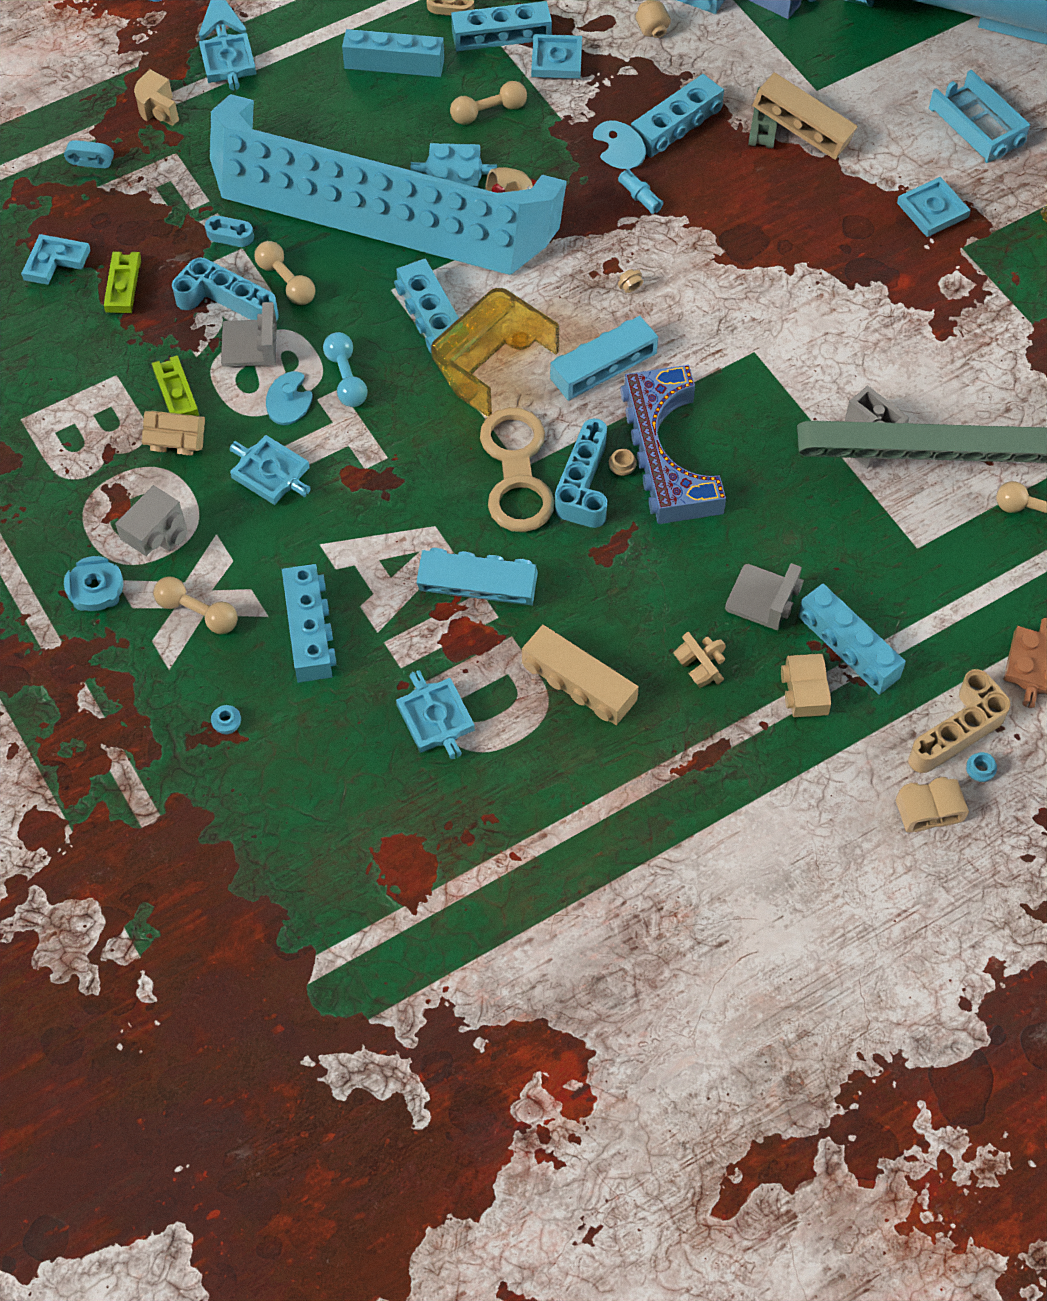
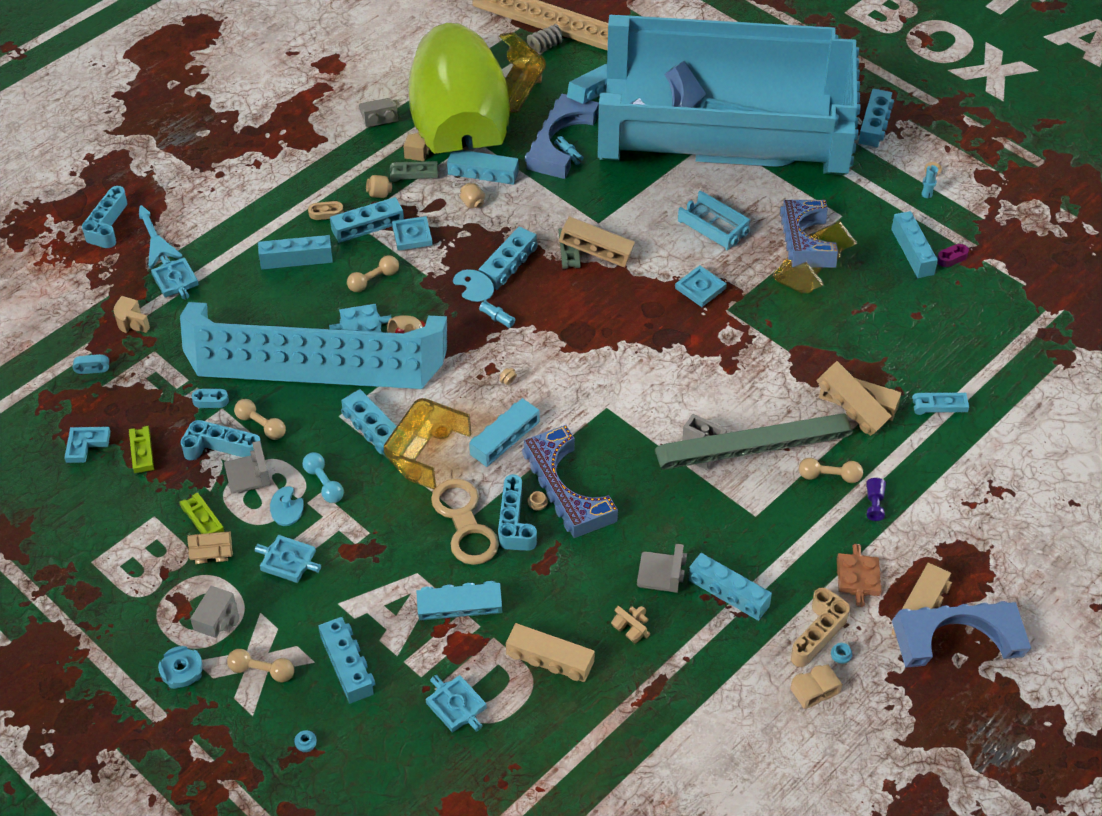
camera: 15 degrees left, 10 degrees down
(806, 685) = (709, 625): tan brick -> none

